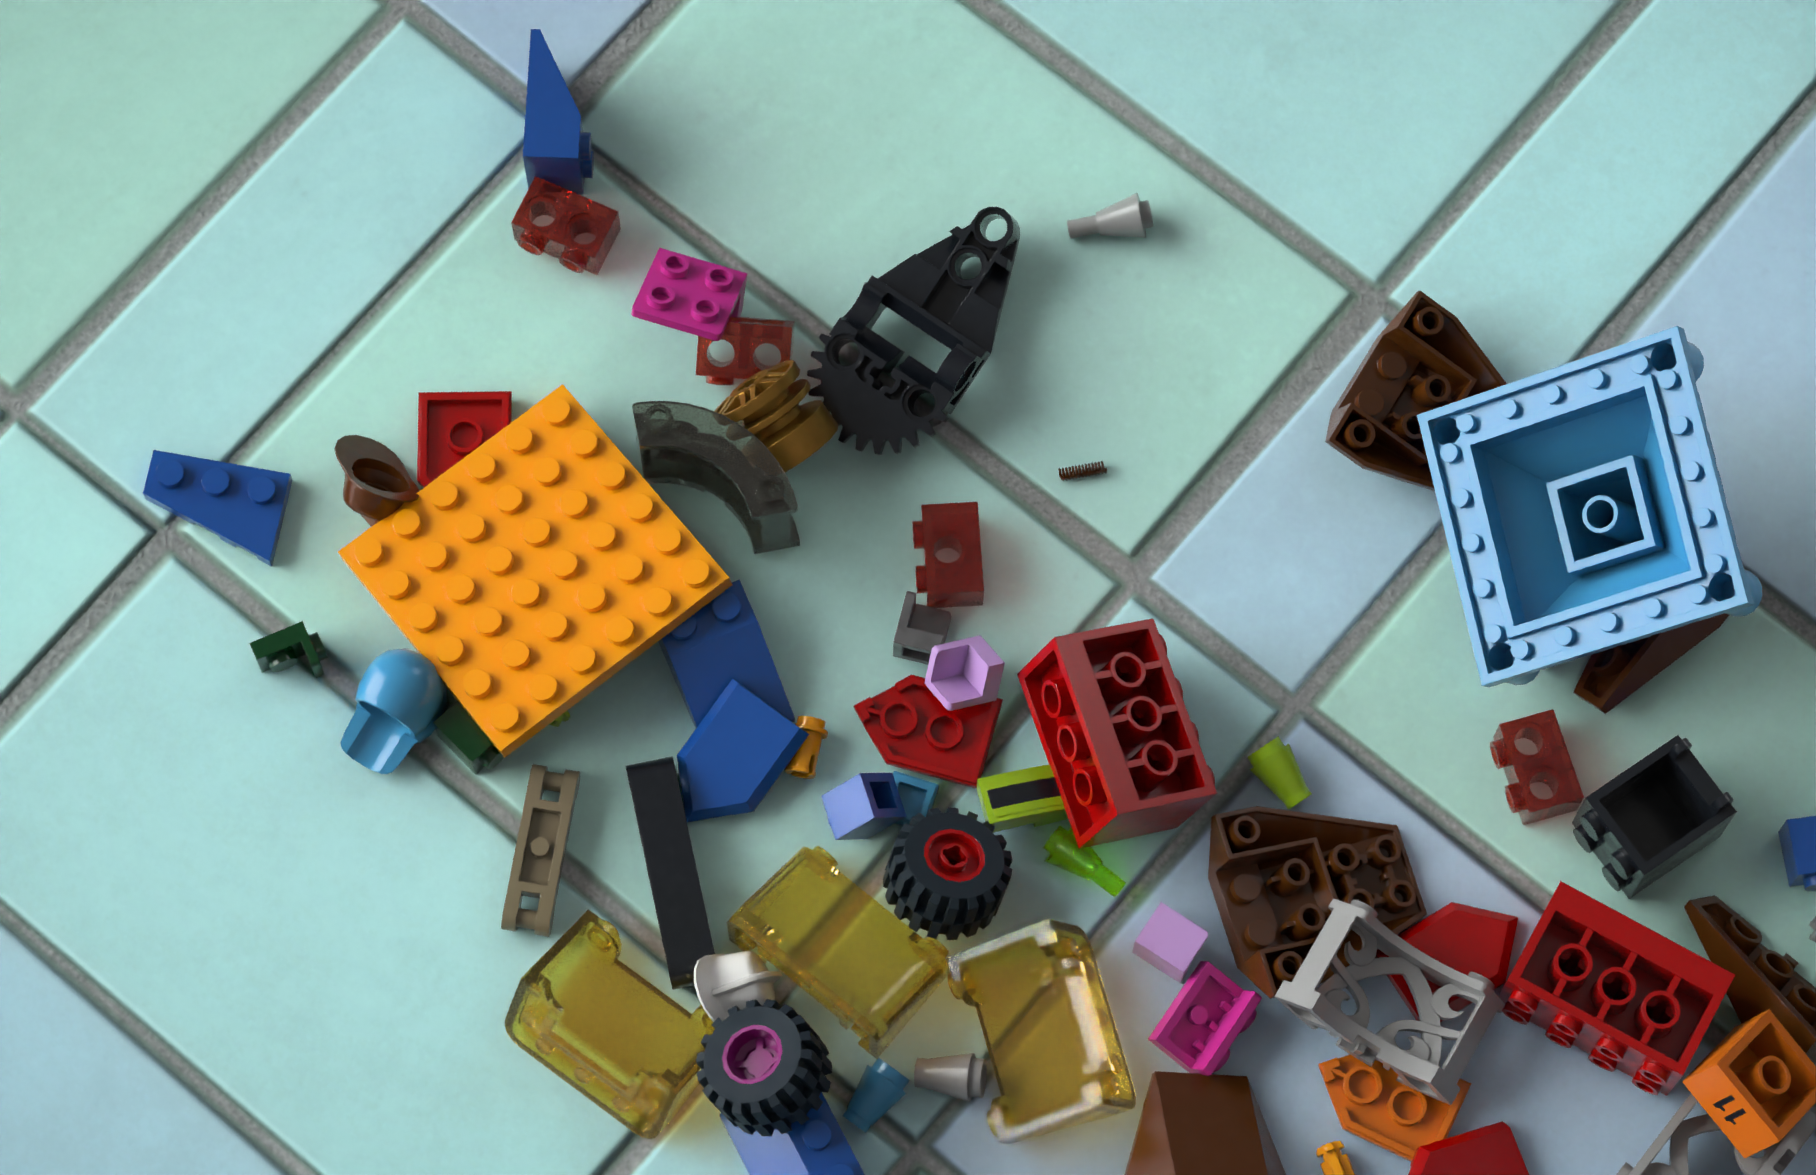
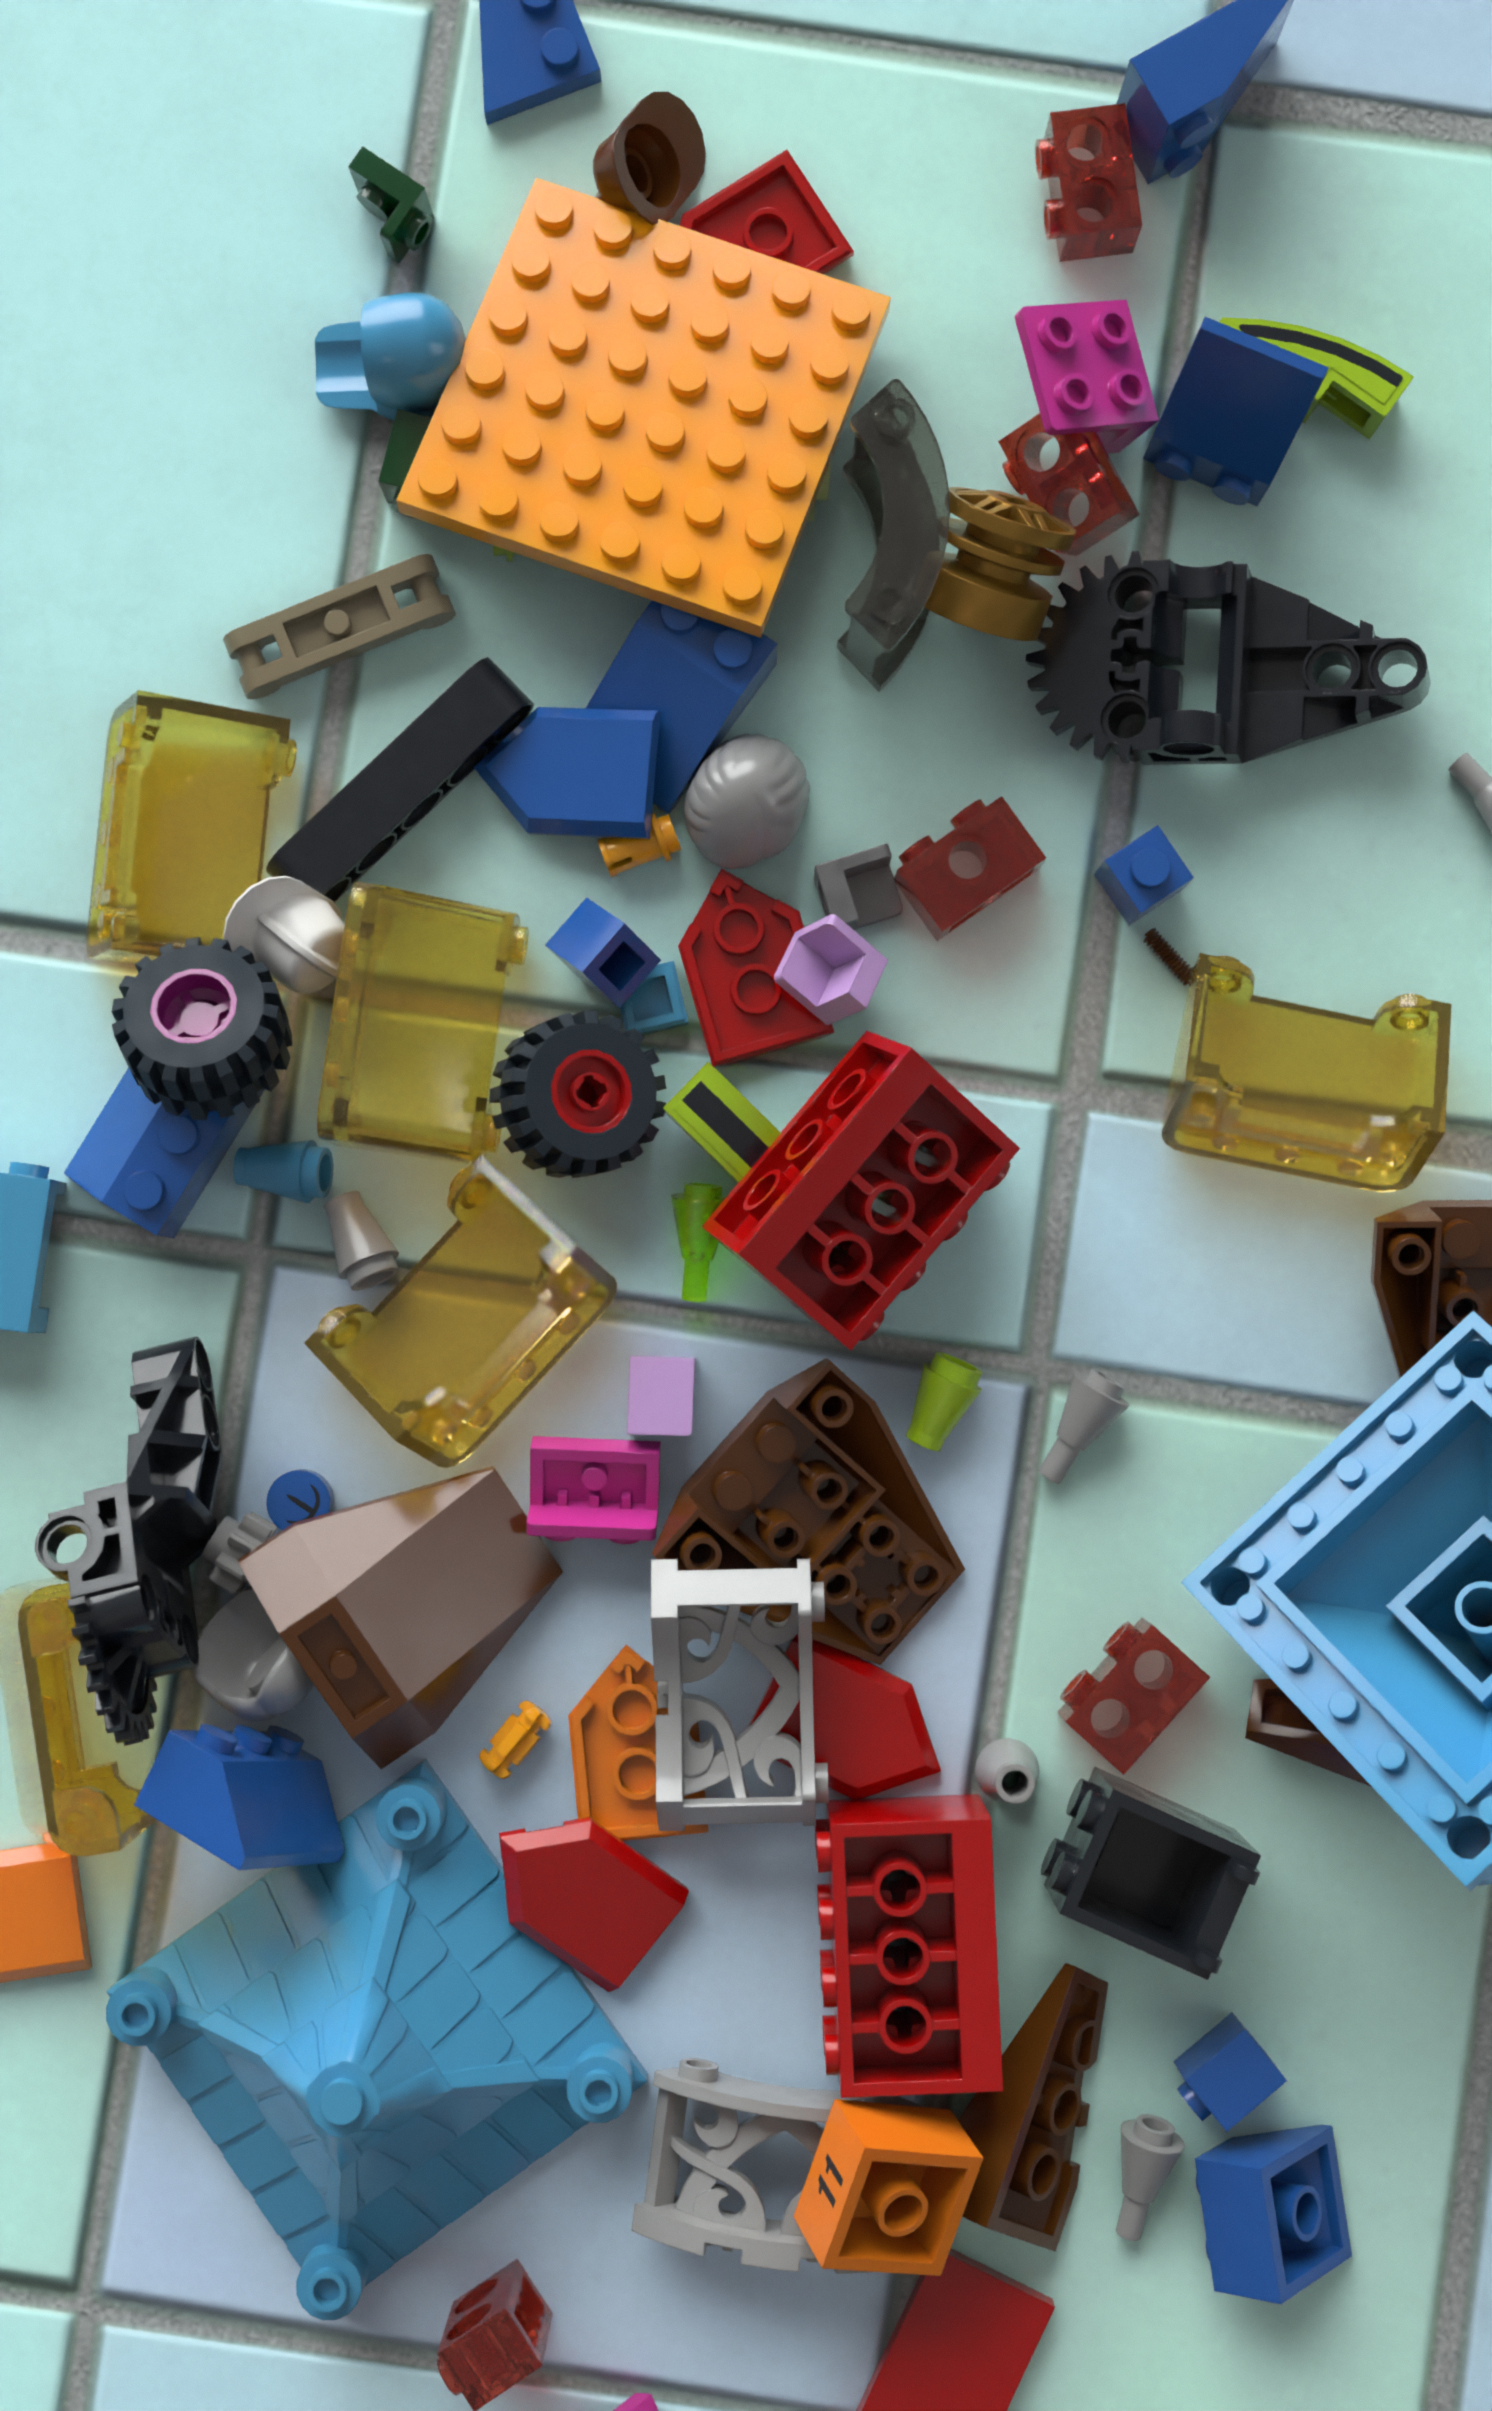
camera: 60 degrees right, 15 degrees up
(771, 169) = (1358, 383): none -> lime slope
(774, 229) = (1233, 413): none -> blue slope
(821, 664) = (746, 801): none -> light grey piece
(1023, 453) = (1143, 875): none -> blue brick
(1216, 435) = (1307, 1083): none -> clear yellow windscreen
(1342, 689) = (1088, 1411): none -> light grey cone
(1537, 880) = (998, 1760): none -> light grey cone

